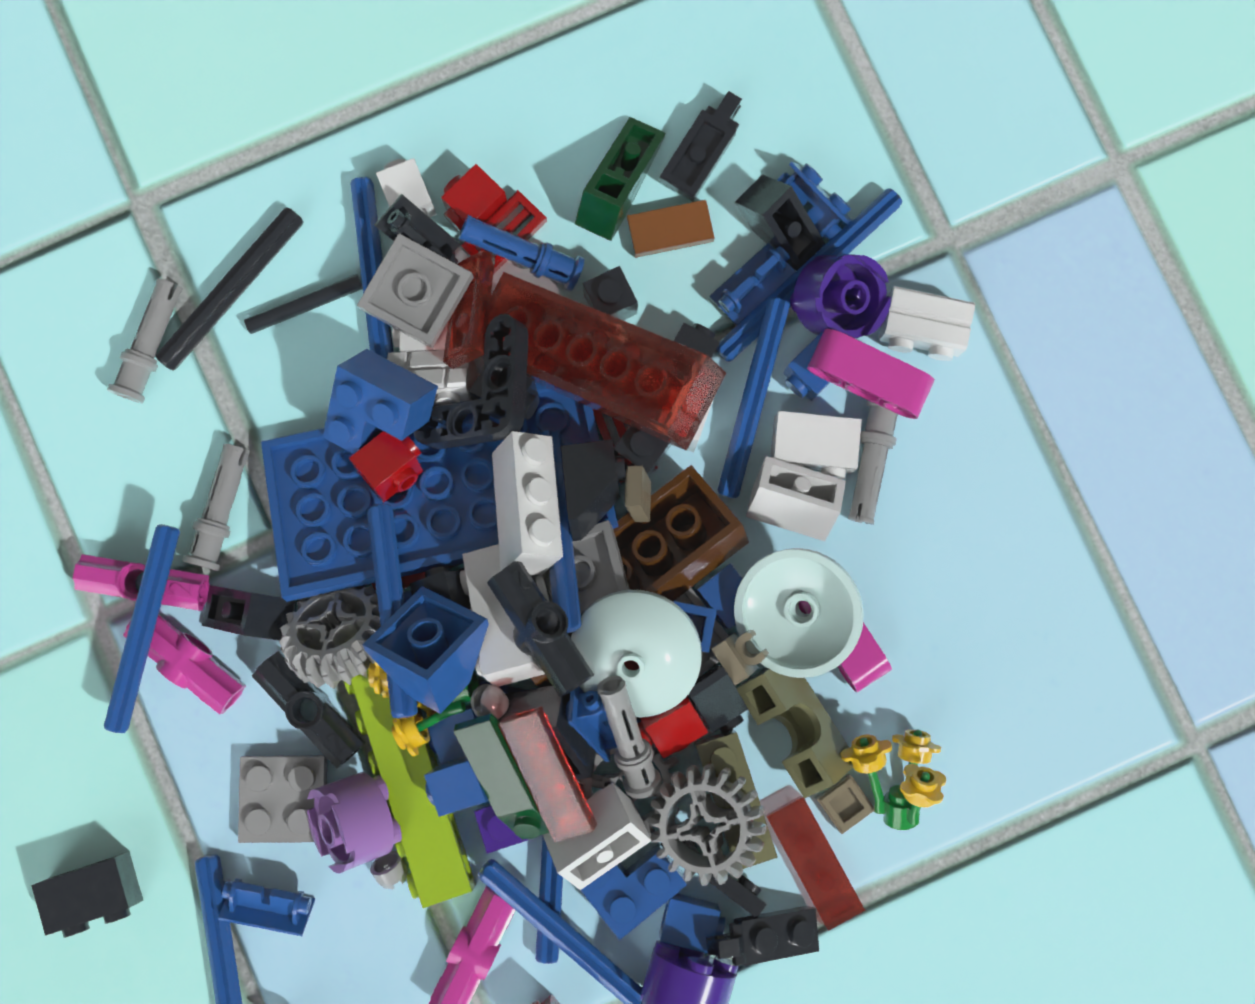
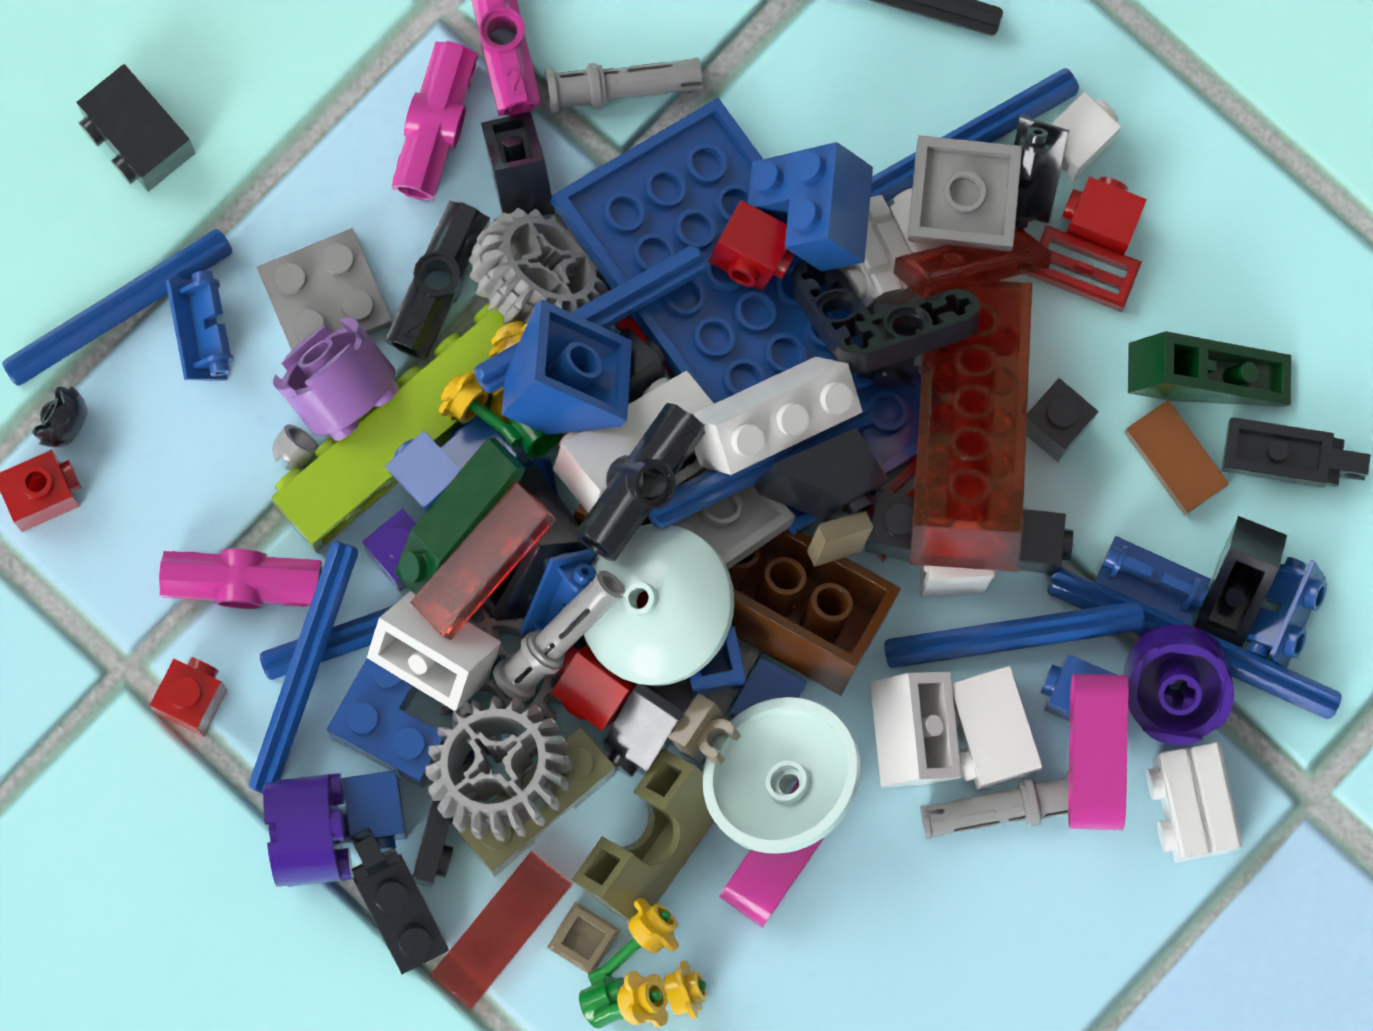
camera: 65 degrees right, 5 degrees down
(141, 628) = (453, 58): blue axle -> none
(303, 304) = (898, 77): black bar -> none
(489, 700) = (538, 467): light grey hinge -> none
(539, 258) = (1068, 320): blue pin -> none

